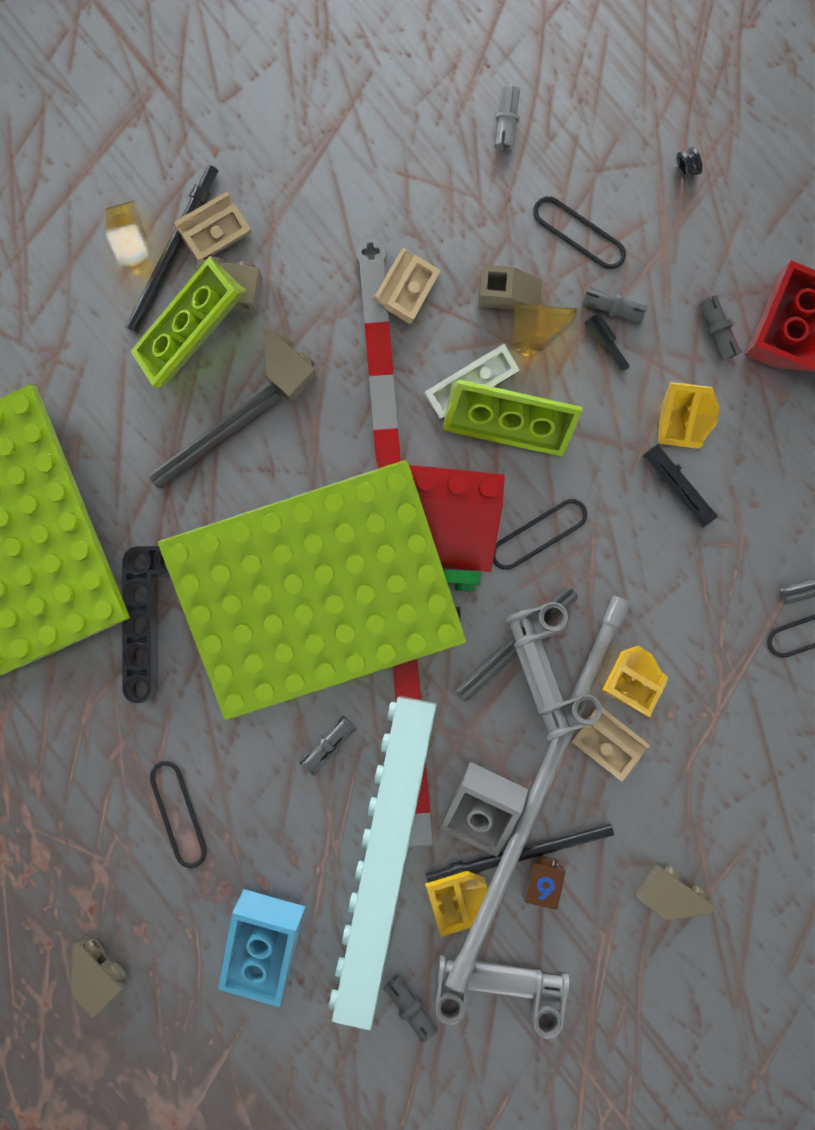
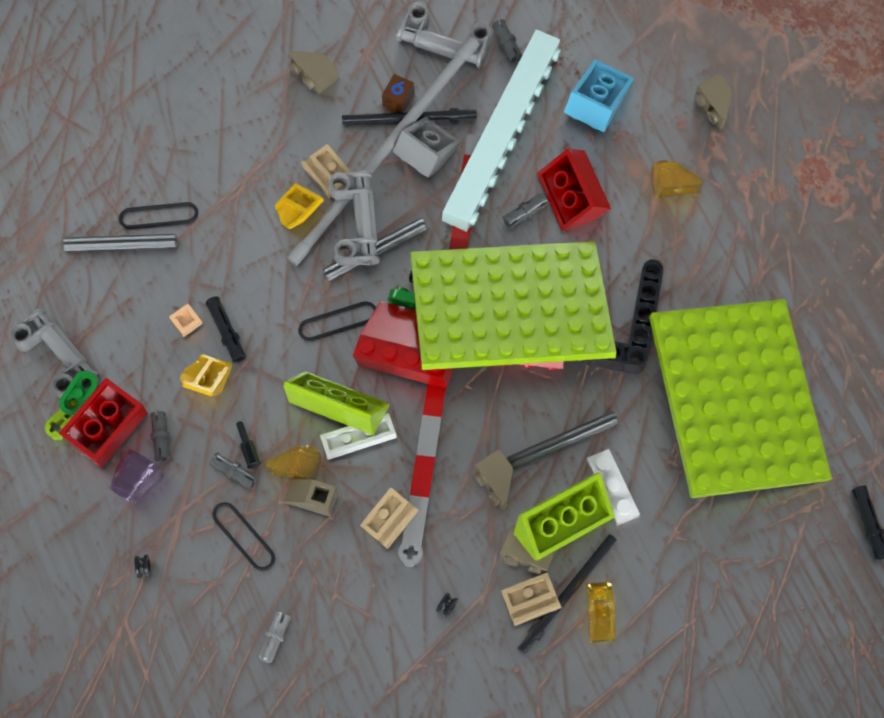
camera: 165 degrees left, 15 degrees down
(136, 836) = (673, 180): none -> clear yellow slope
(140, 393) = (617, 491): none -> white plate
(165, 819) = (632, 192): black piece -> none
(268, 789) = (573, 189): none -> red slope
(311, 199) = (447, 605): none -> black bush
(456, 901) = (458, 94): yellow slope -> none
(734, 263) = (134, 476): none -> clear purple piece
(736, 485) = (185, 320): none -> light nougat plate

